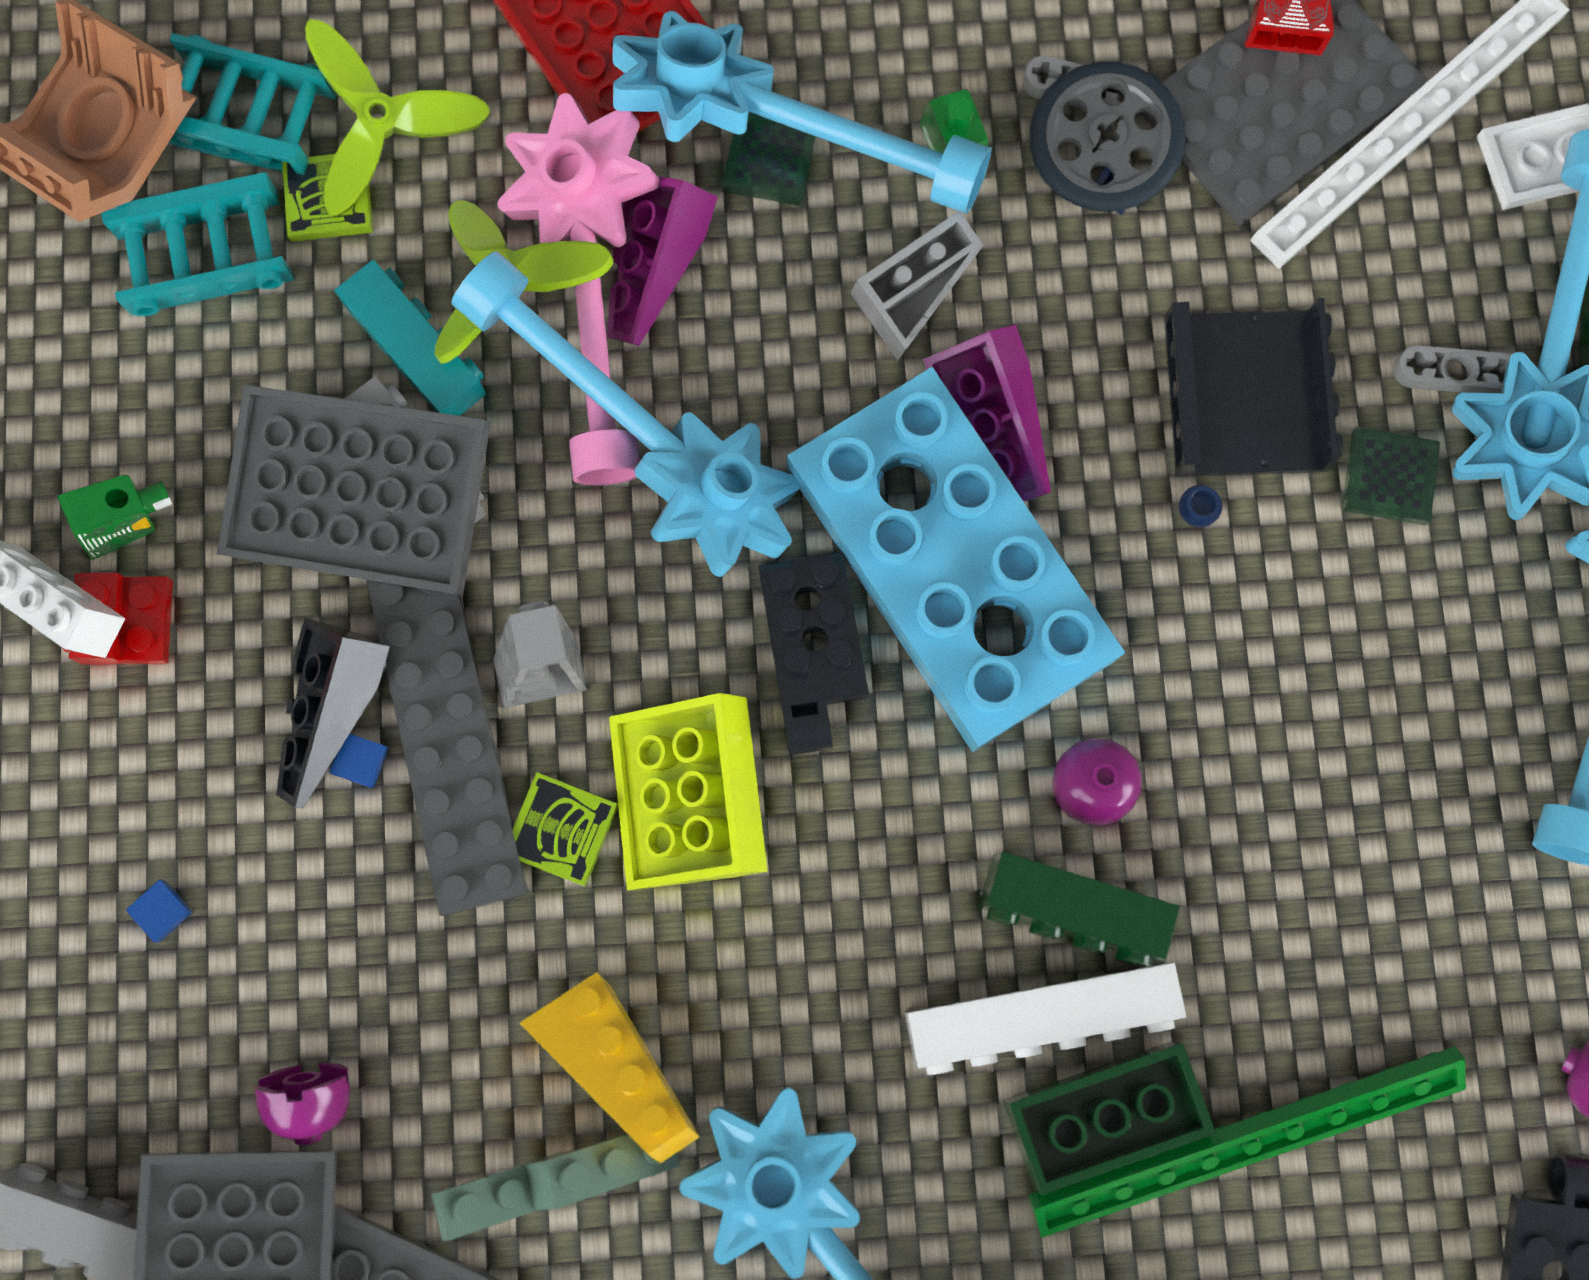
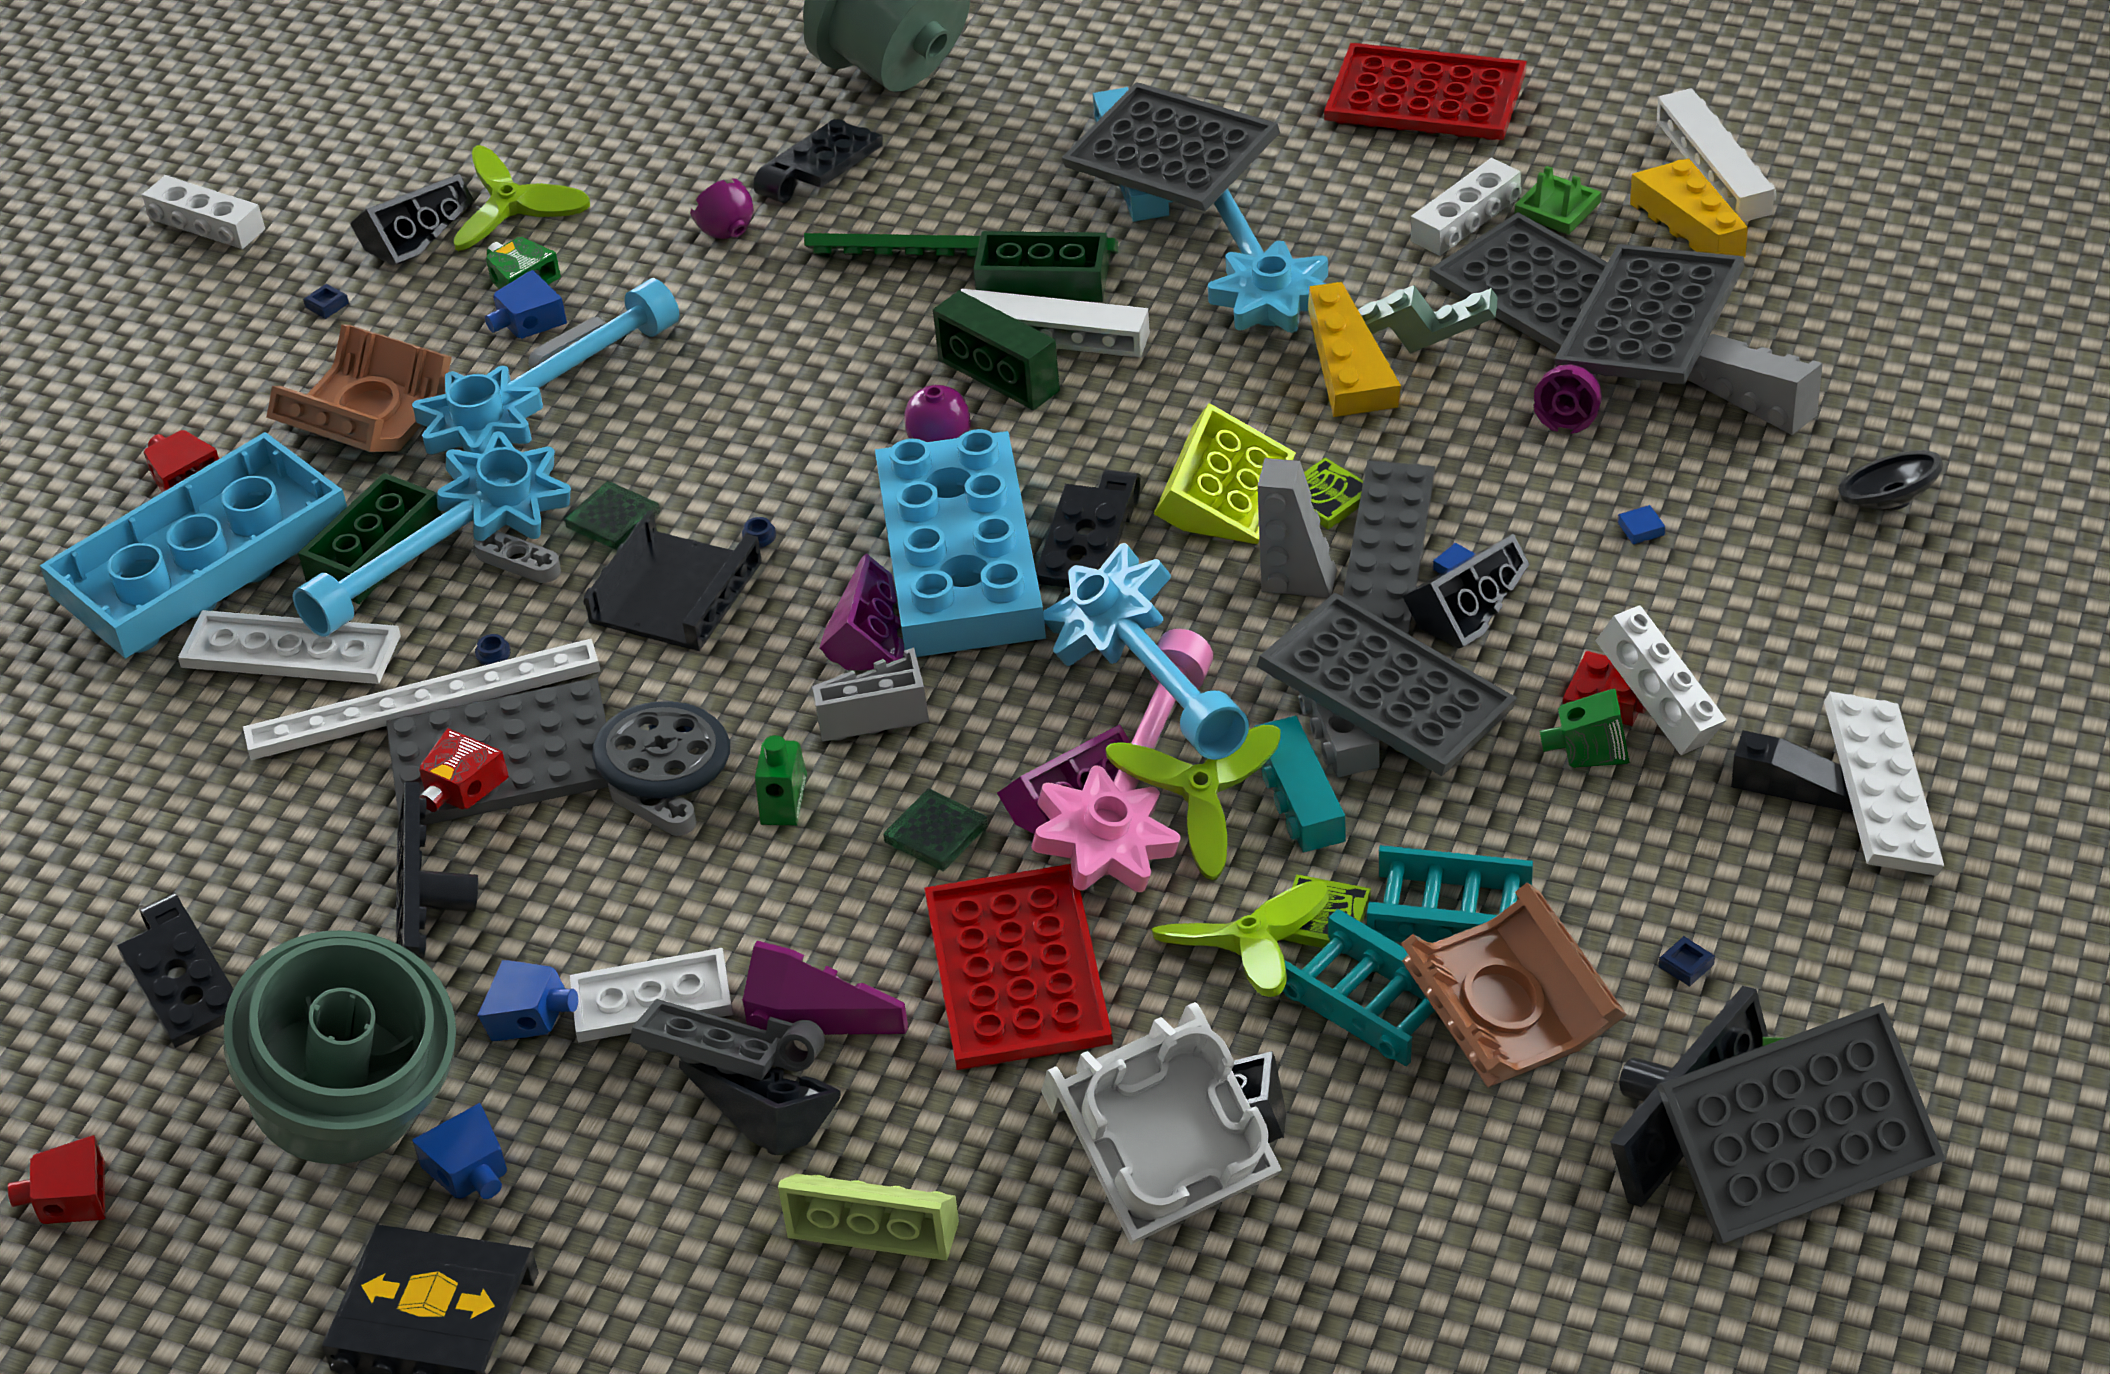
camera: 150 degrees left, 35 degrees down
(701, 76) = (963, 842): medium azure piece -> none
(1384, 220) = (492, 649): none -> dark blue plate

